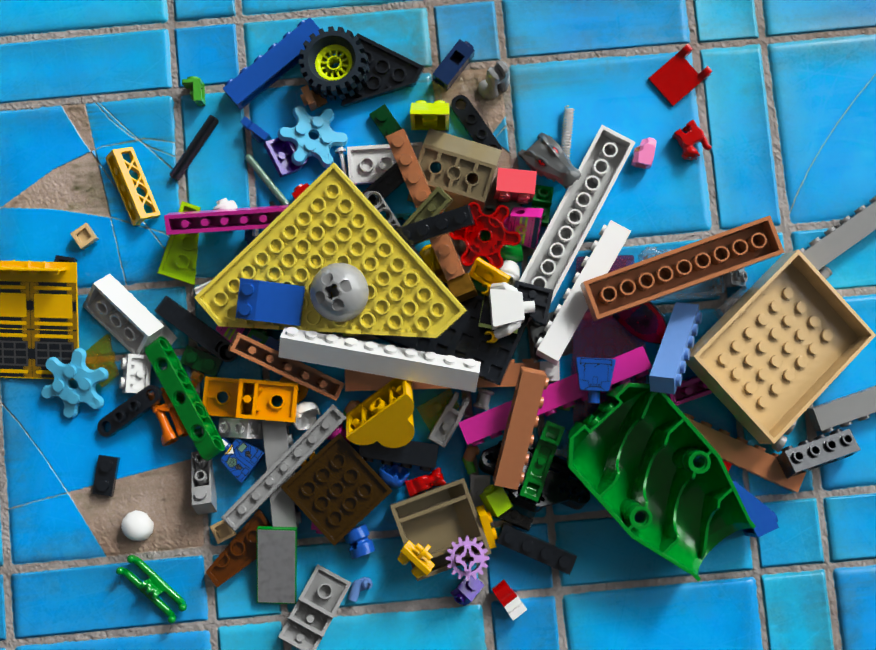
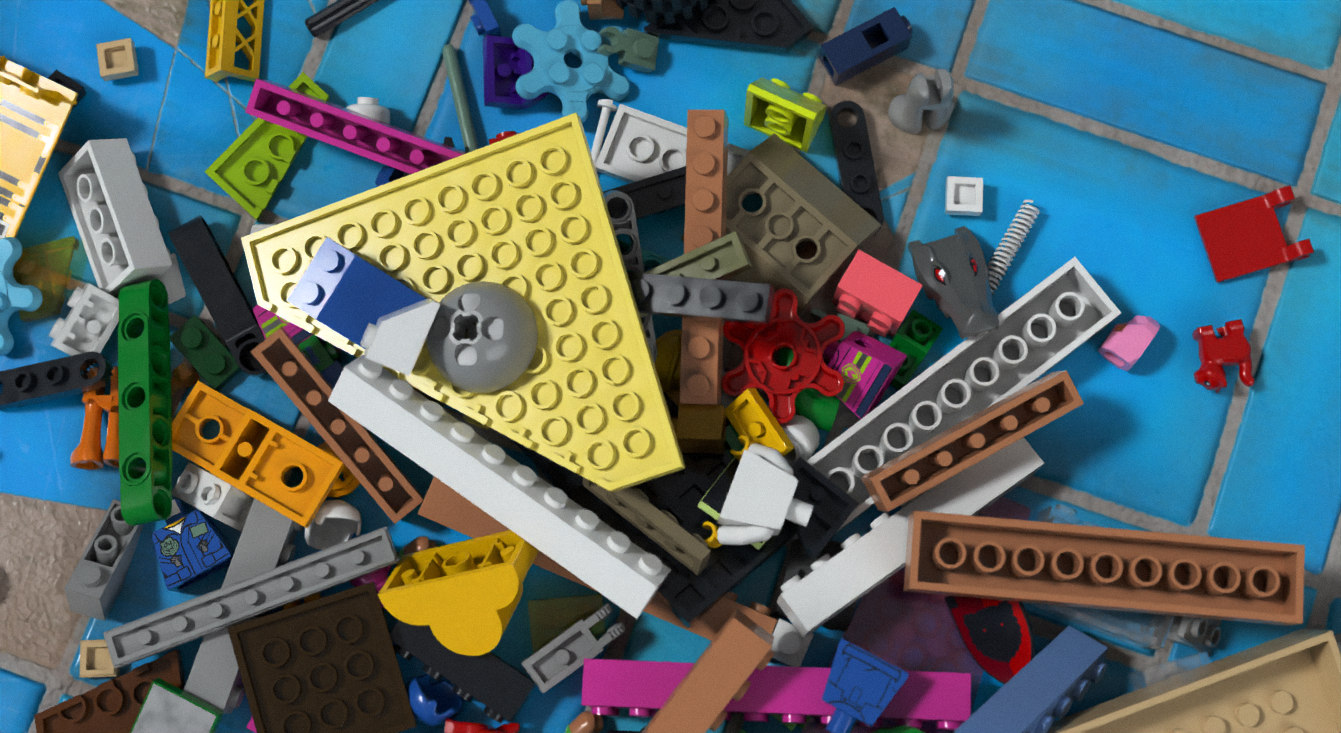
camera: 30 degrees right, 5 degrees down
(301, 309) = (400, 336): none -> white slope
(340, 115) = (634, 48): none -> sand green plate
(385, 121) = (705, 87): dark green plate -> none
(462, 343) = (656, 524): none -> dark tan plate
(483, 398) = (651, 639): light grey bush -> none
(534, 117) = (964, 196): none -> white plate
(593, 235) = (972, 440): none -> nougat brick

